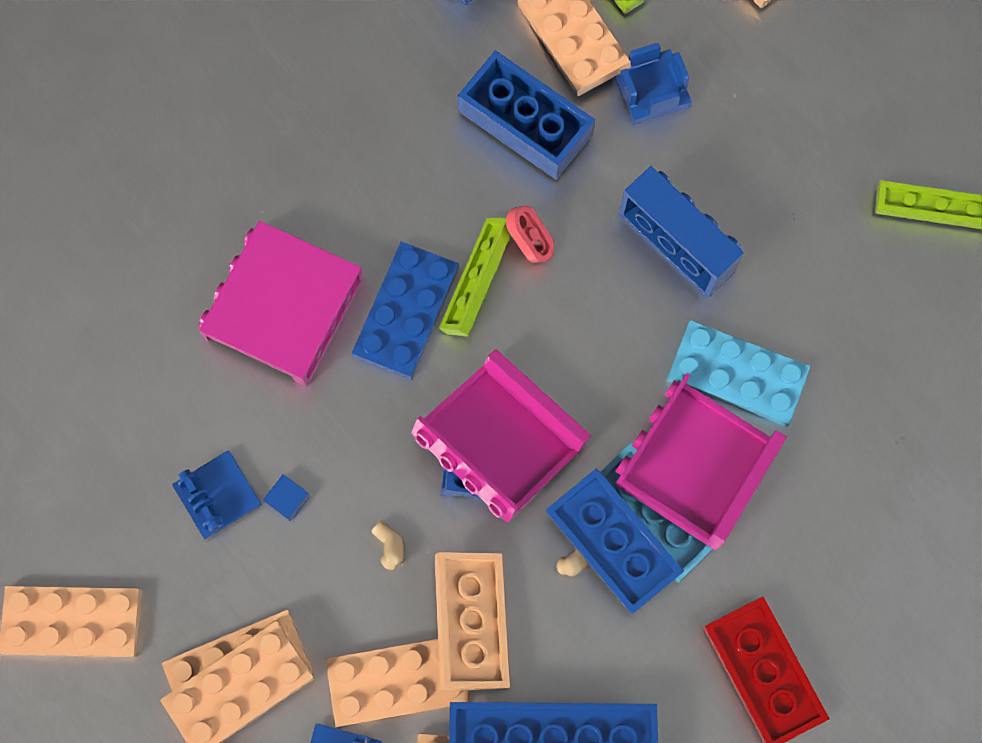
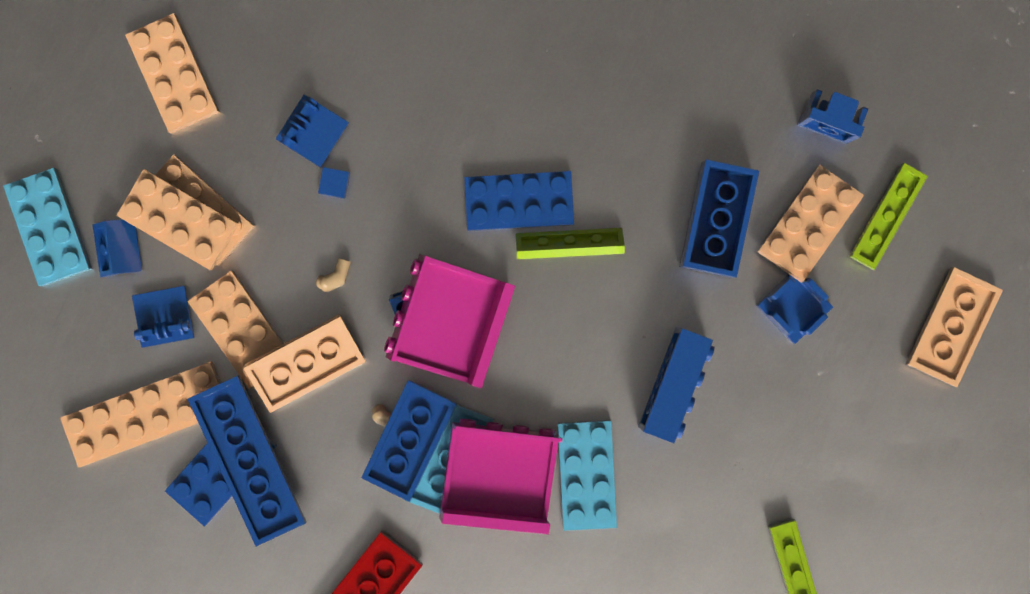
camera: 65 degrees right, 15 degrees up
(281, 301) = (477, 103): dark pink panel -> none
(530, 234) = (623, 264): coral plate -> none

